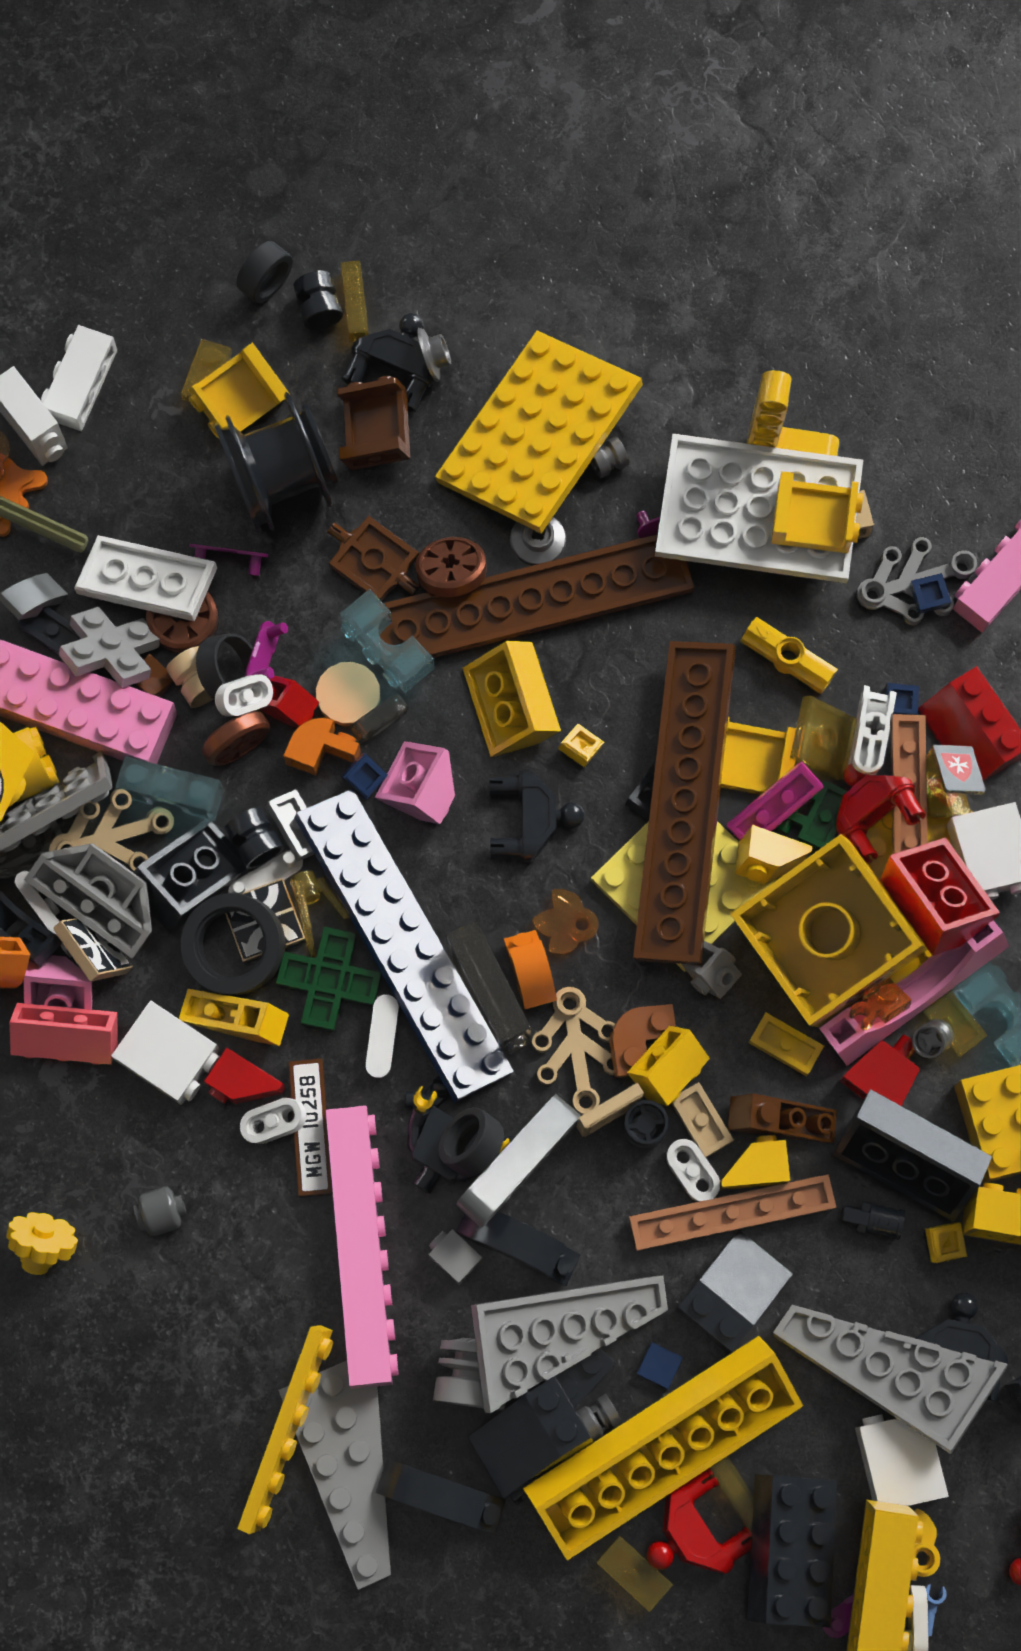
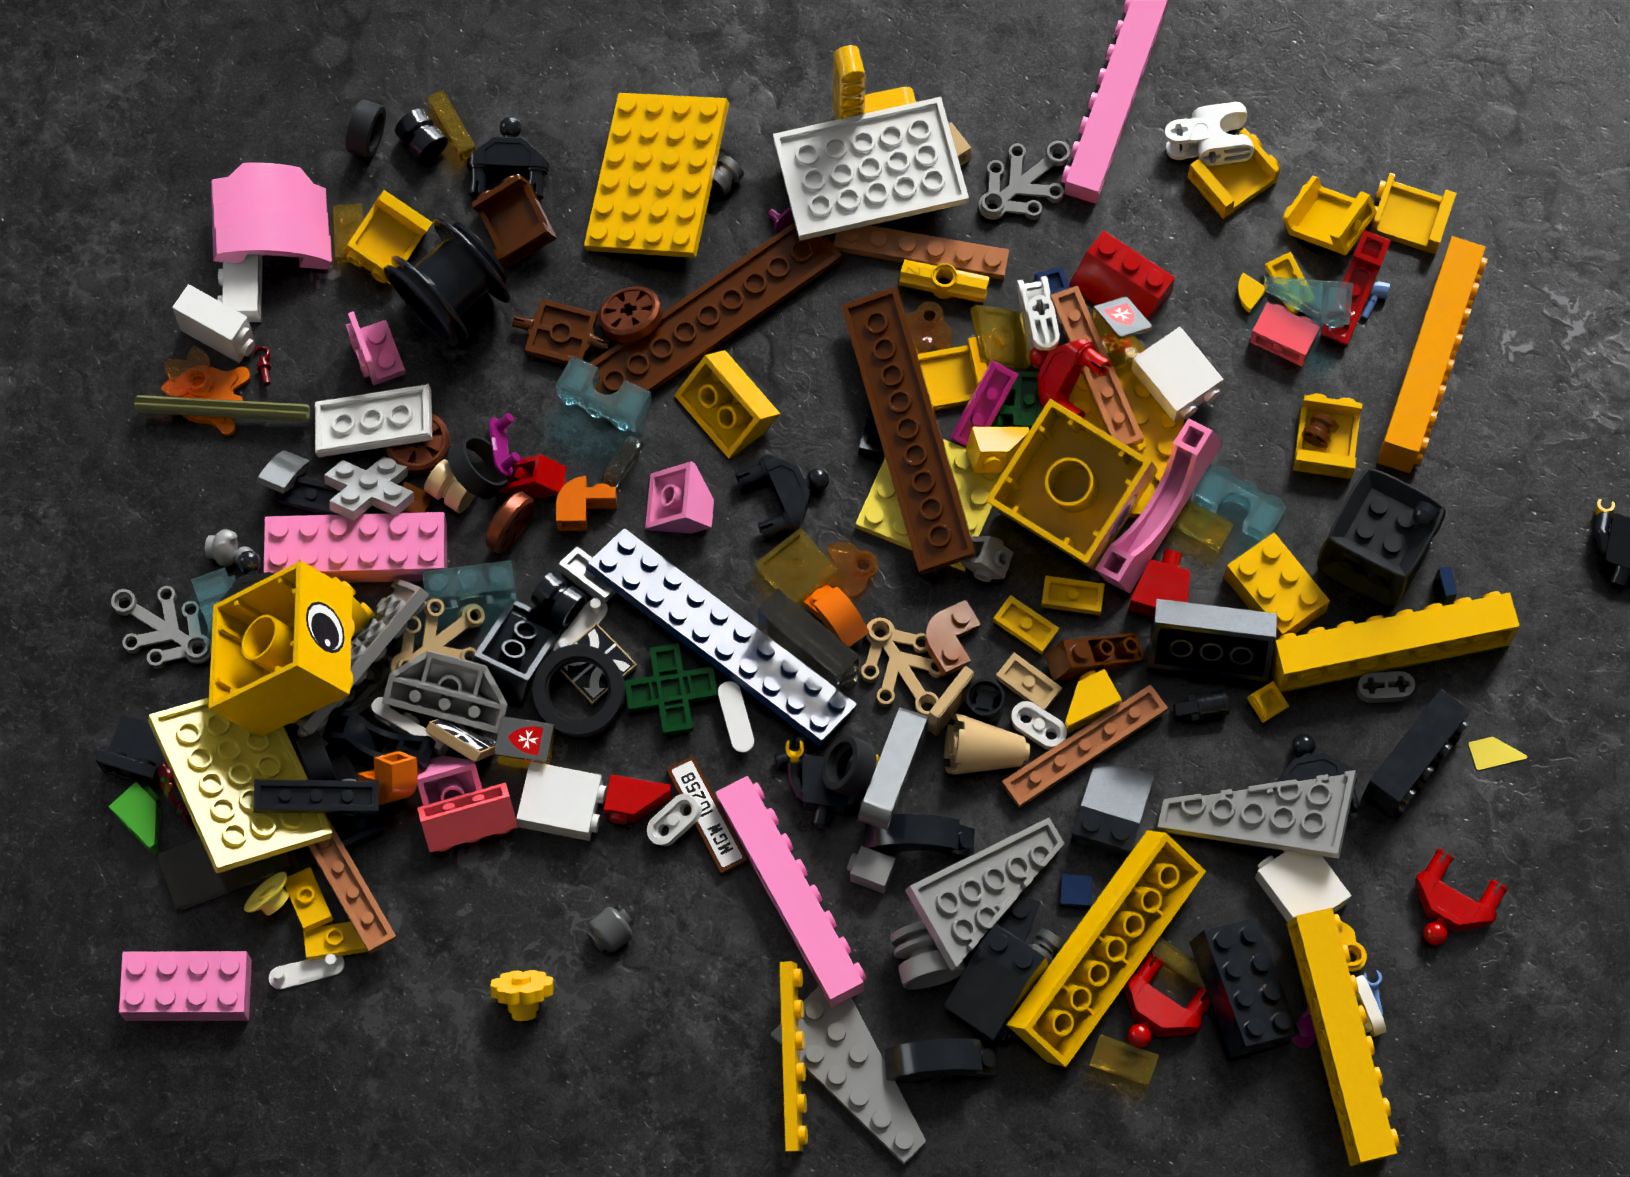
camera: 20 degrees left, 5 degrees down
(63, 477) = (263, 365): none -> dark red hand
(132, 325) = (270, 213): none -> bright pink slope
(155, 978) = (523, 742): none -> piece
(178, 505) = (375, 350): none -> bright pink bracket
(234, 1016) = (606, 748): yellow slope -> none
(237, 697) = (503, 481): white plate -> none
(255, 558) = (459, 372): magenta piece -> none
(306, 891) = (622, 626): clear yellow plant -> none
(347, 692) = (585, 451): light nougat tile -> none
(364, 776) = (629, 513): dark blue tile -> none
(434, 352) = (542, 142): flat silver piece -> none
(510, 901) = (797, 567): none -> clear yellow plate
(535, 551) = (695, 275): flat silver piece -> none
(581, 745) = (801, 420): yellow tile -> none
(623, 1172) = (982, 747): none -> tan cone
(669, 1065) = (984, 645): yellow brick -> none
(725, 1057) = (1026, 624): none -> yellow plate
(750, 704) = (932, 332): none -> clear orange plate
(783, 615) = (921, 248): none -> nougat plate
(816, 515) = (920, 155): yellow panel -> none
(881, 1001) = (1137, 527): clear orange plate -> none
(928, 1043) = (1187, 546): flat silver wheel -> none
(930, 593) = (1040, 186): dark blue tile -> none
(938, 895) = (1148, 421): red slope -> none

